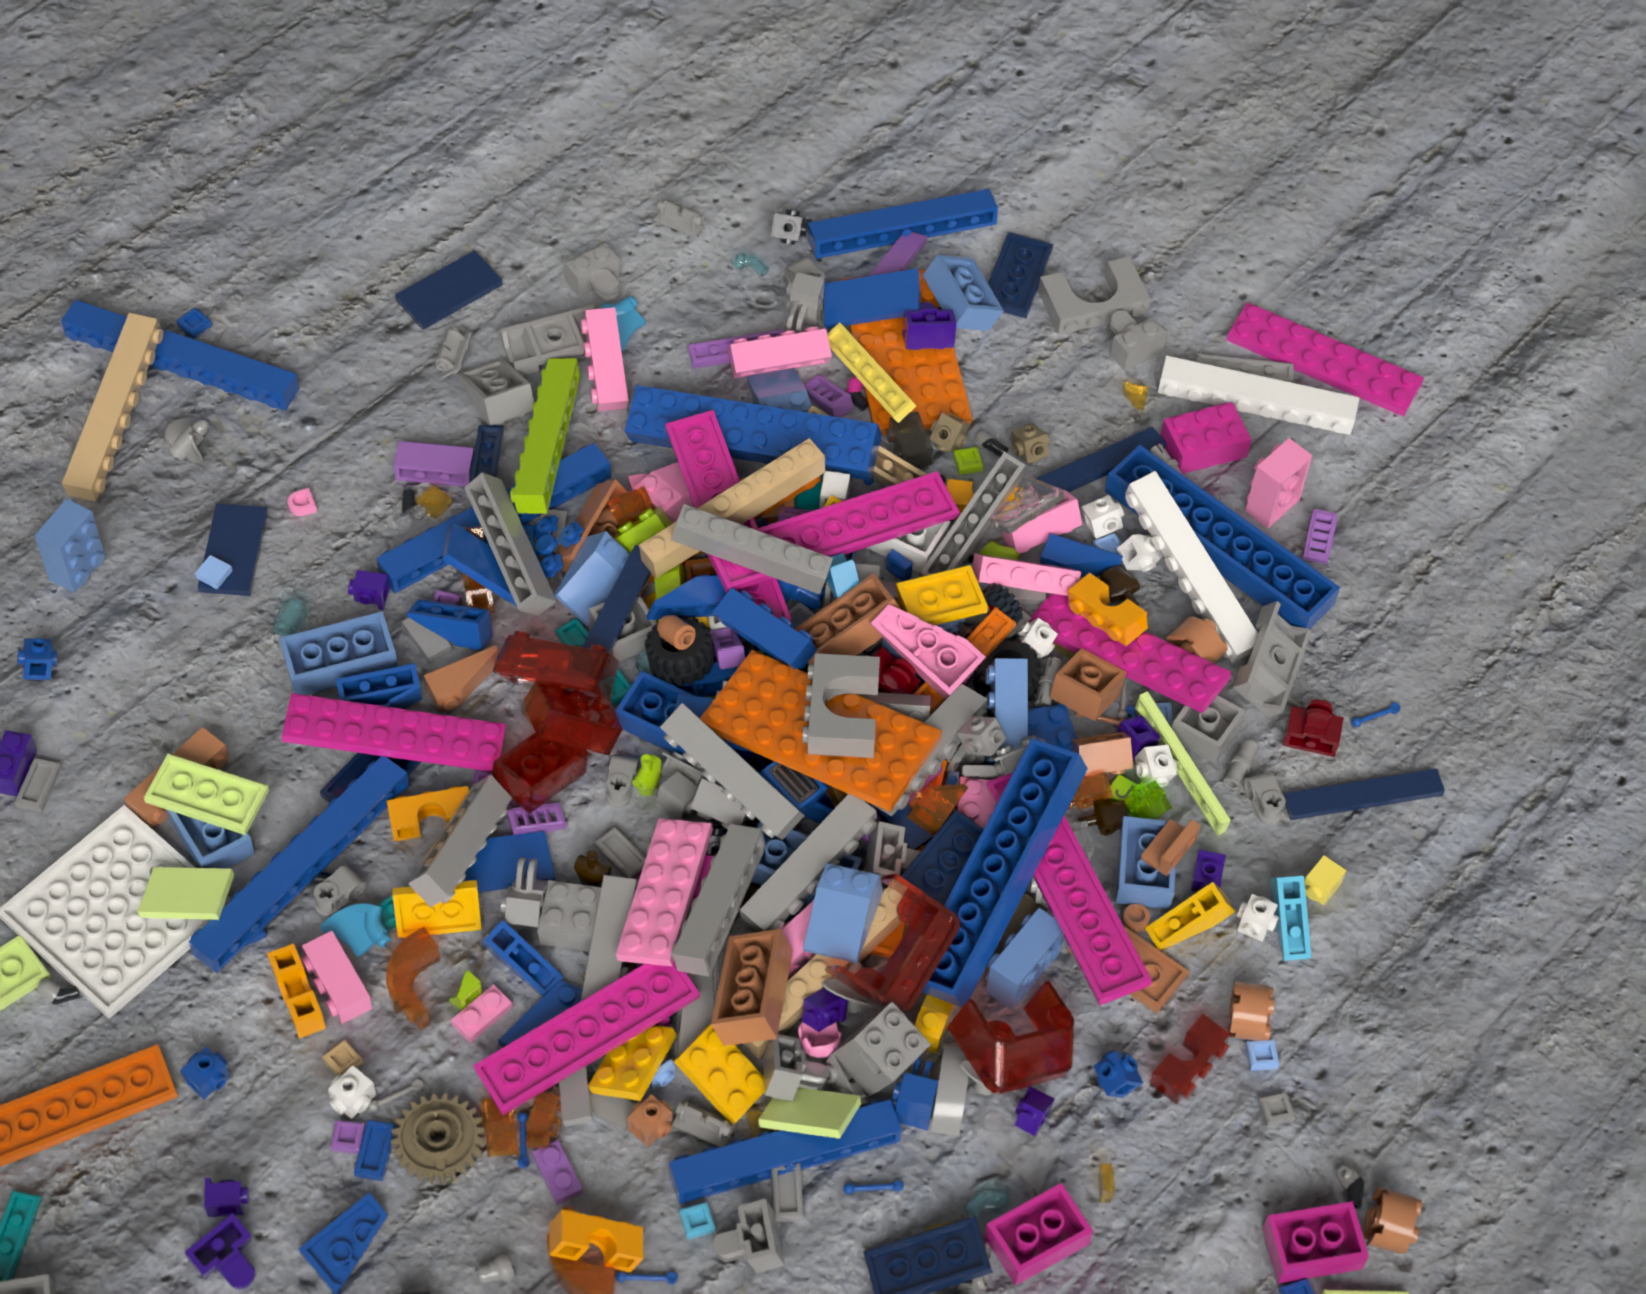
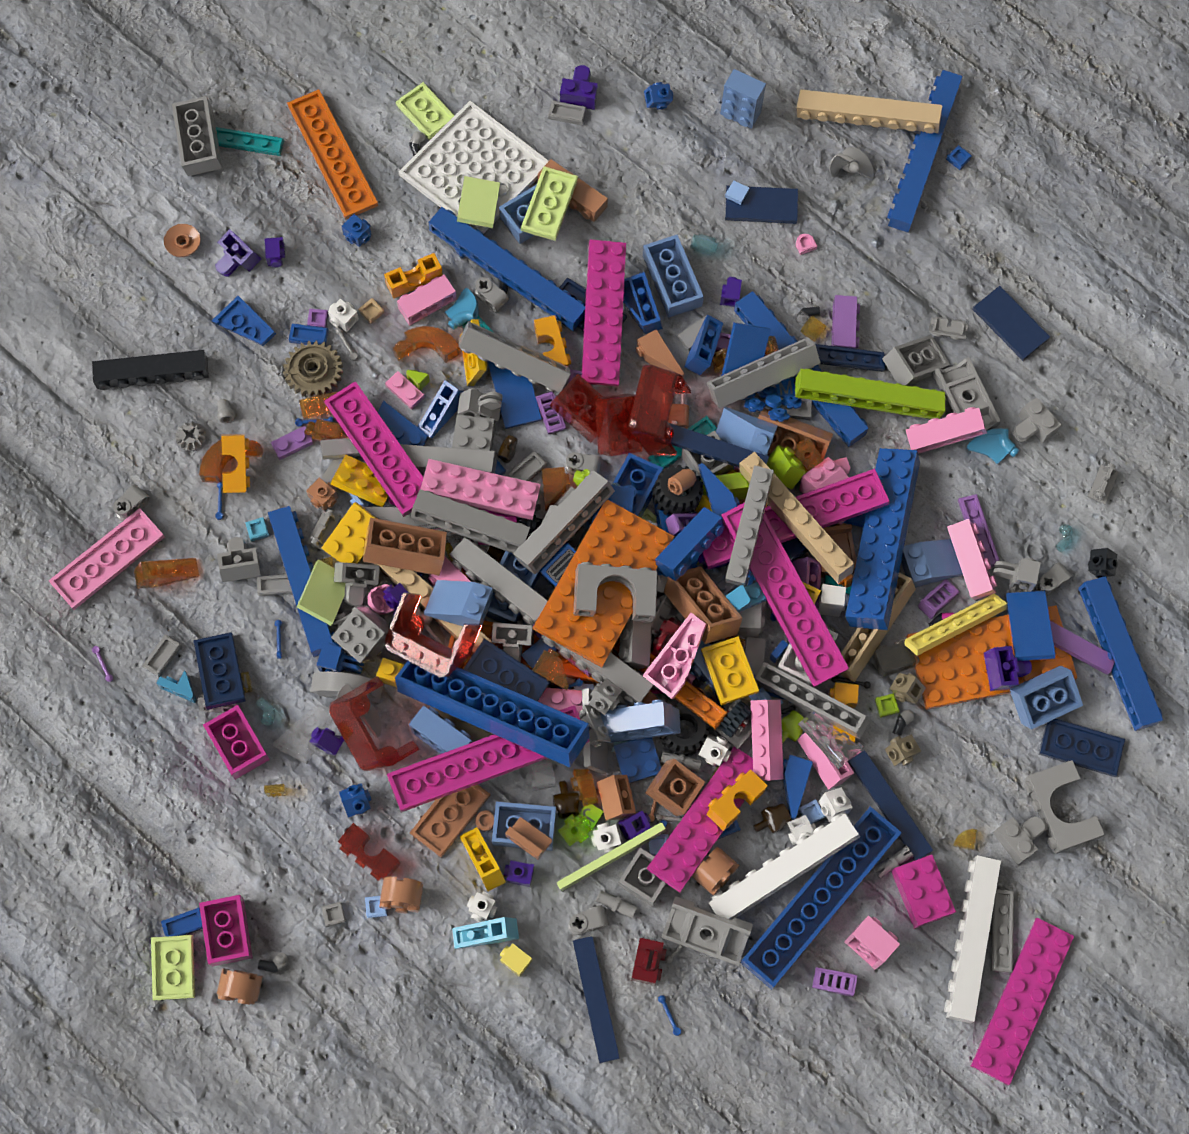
camera: 90 degrees right, 15 degrees up
(645, 812) = (554, 484): none -> clear orange slope

